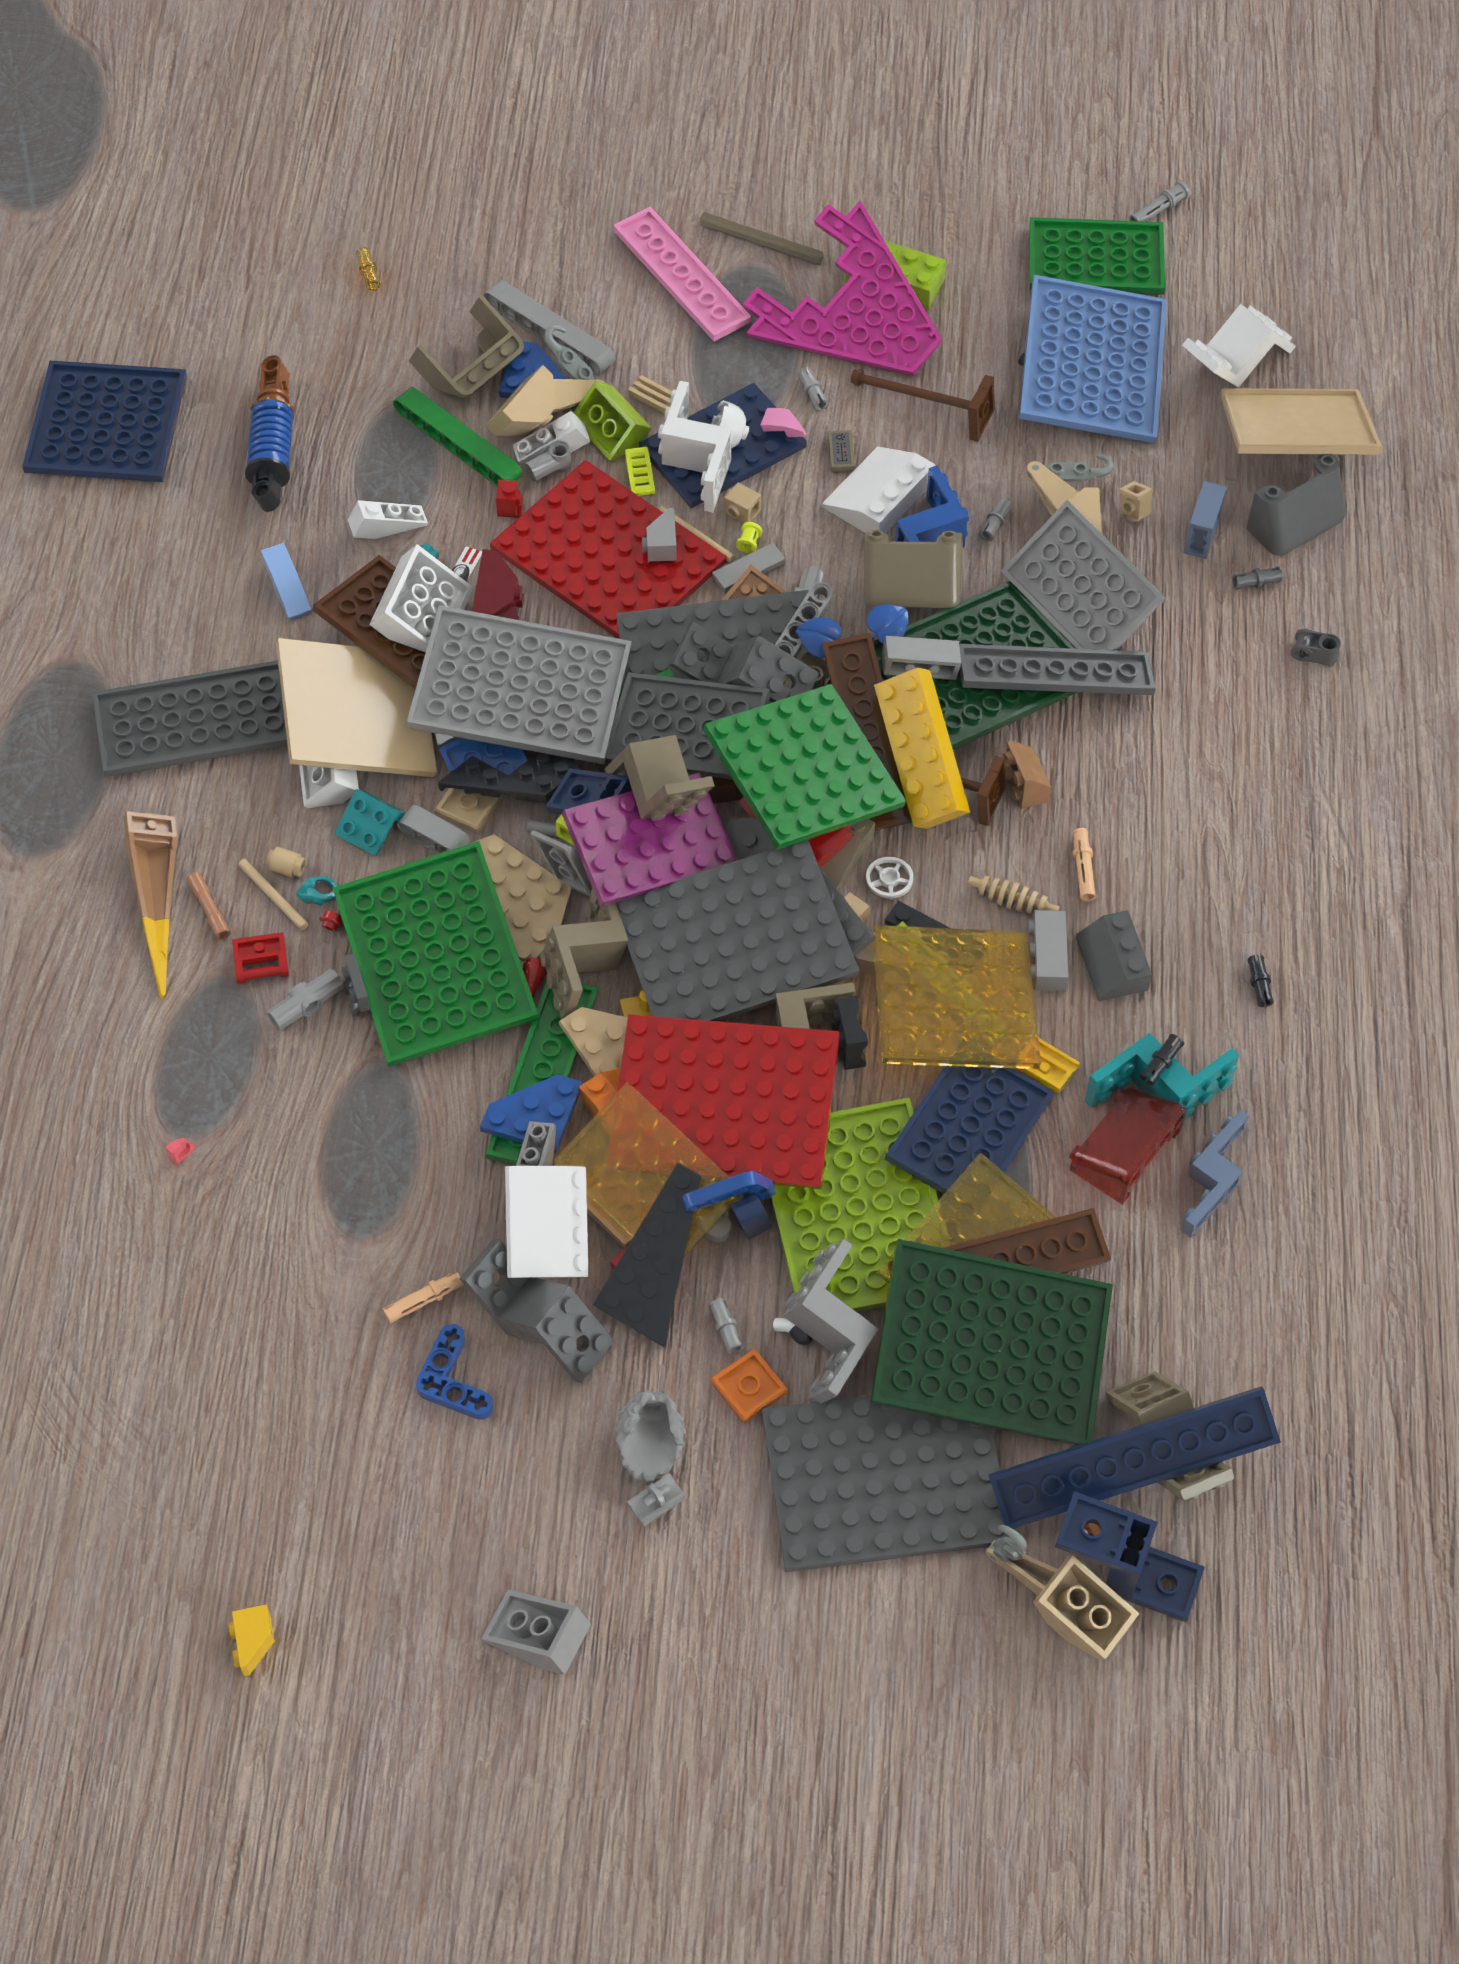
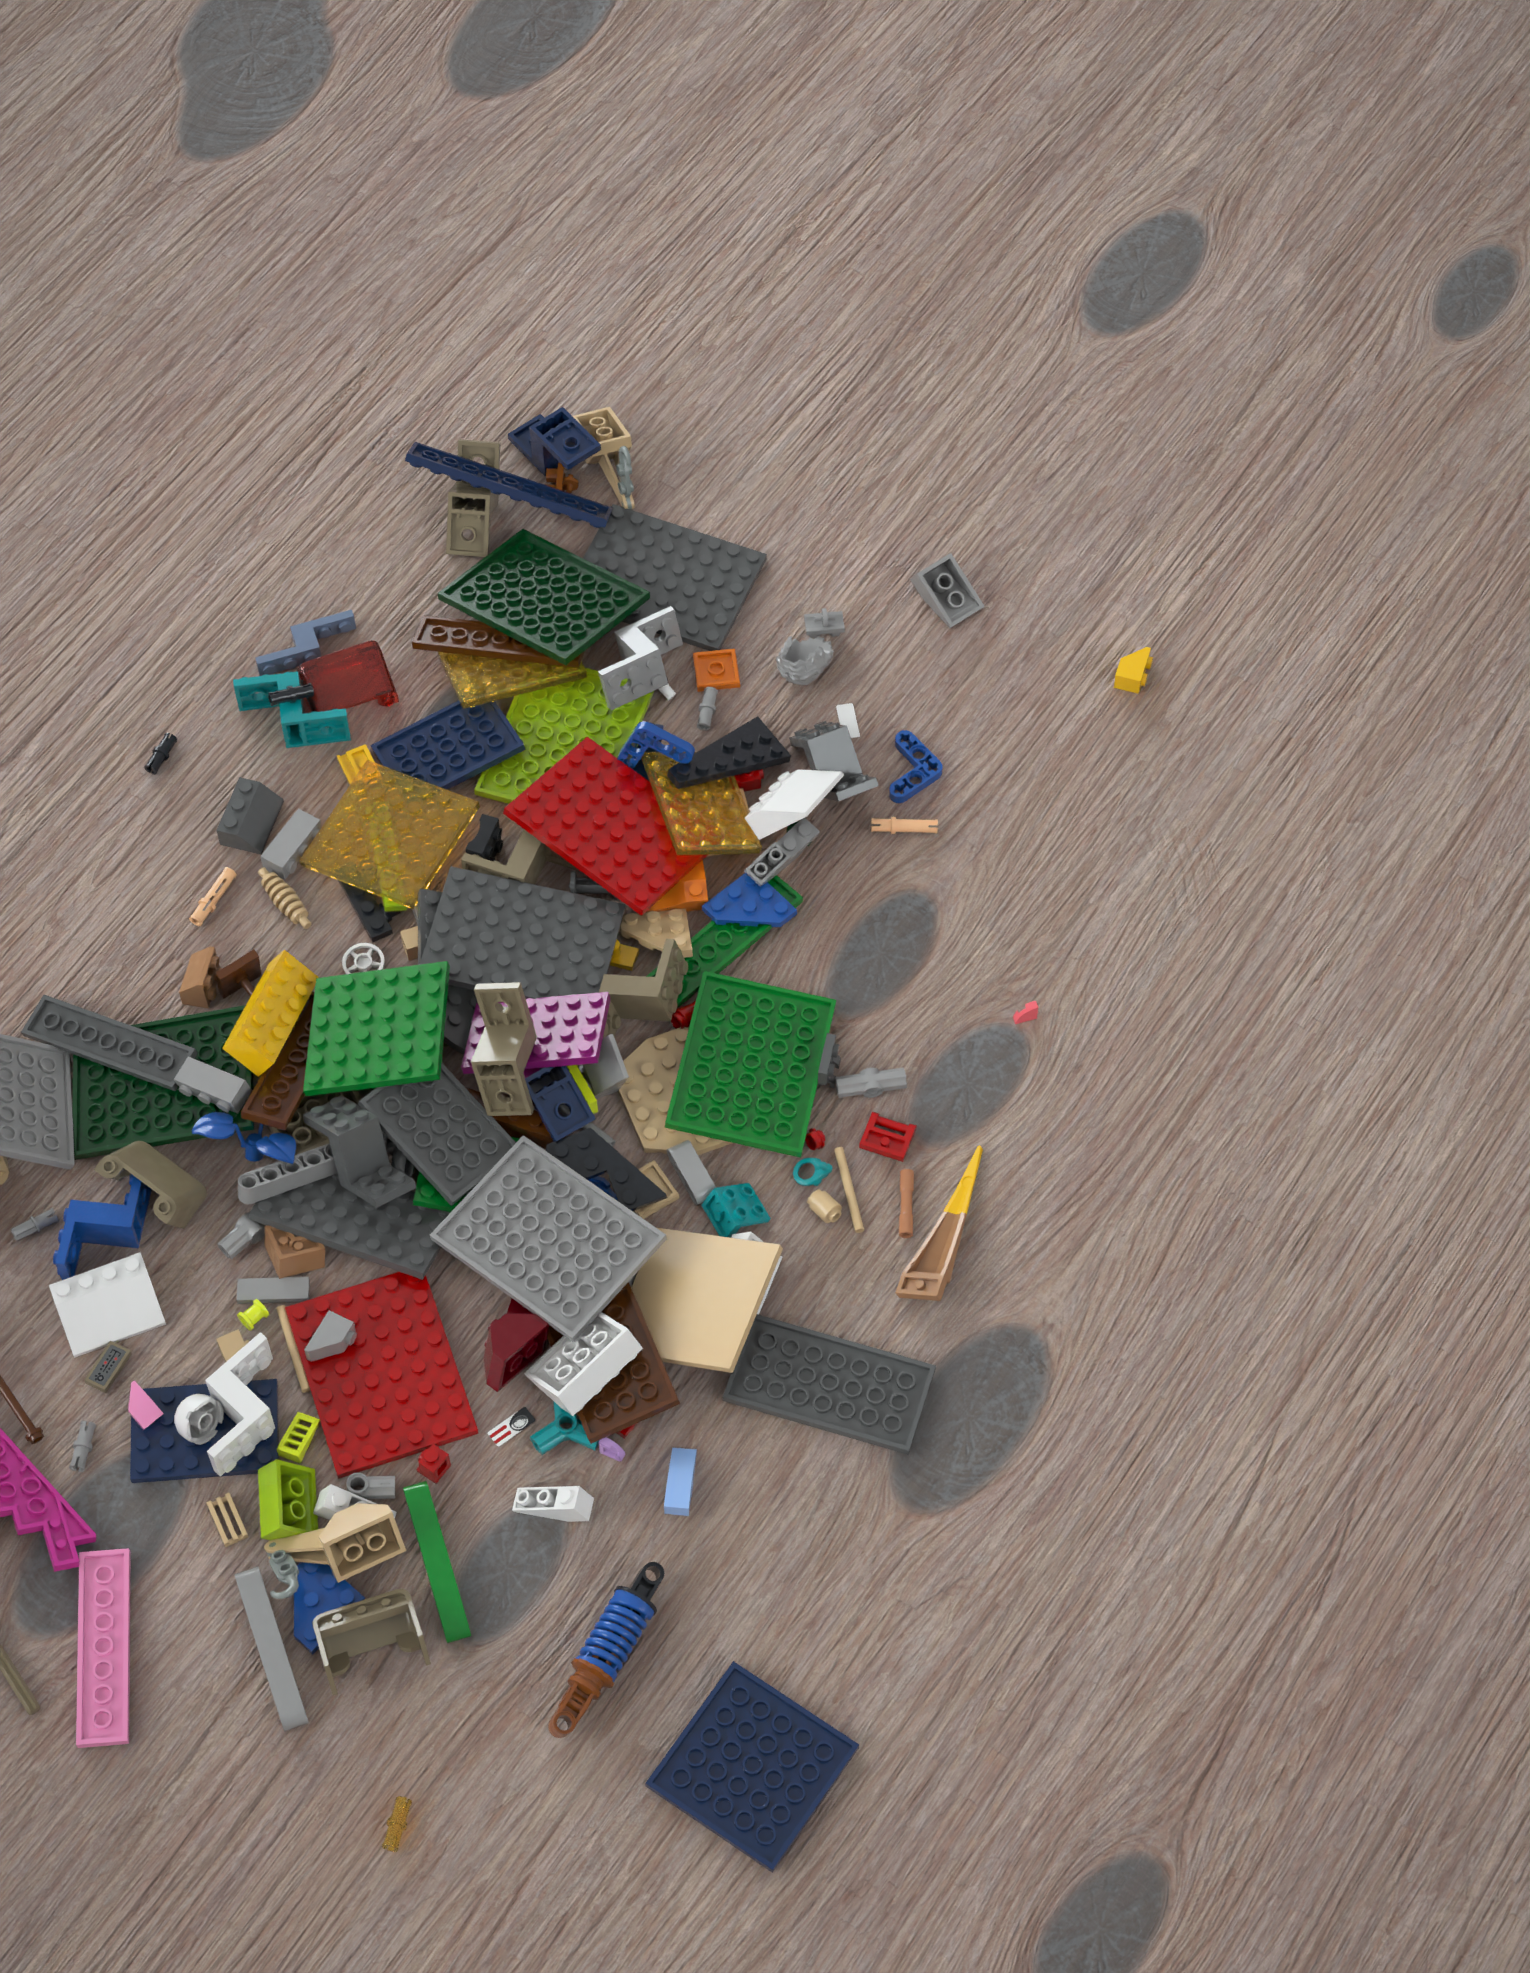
camera: 150 degrees left, 0 degrees up
(561, 1403) = (847, 717): none -> white sticker

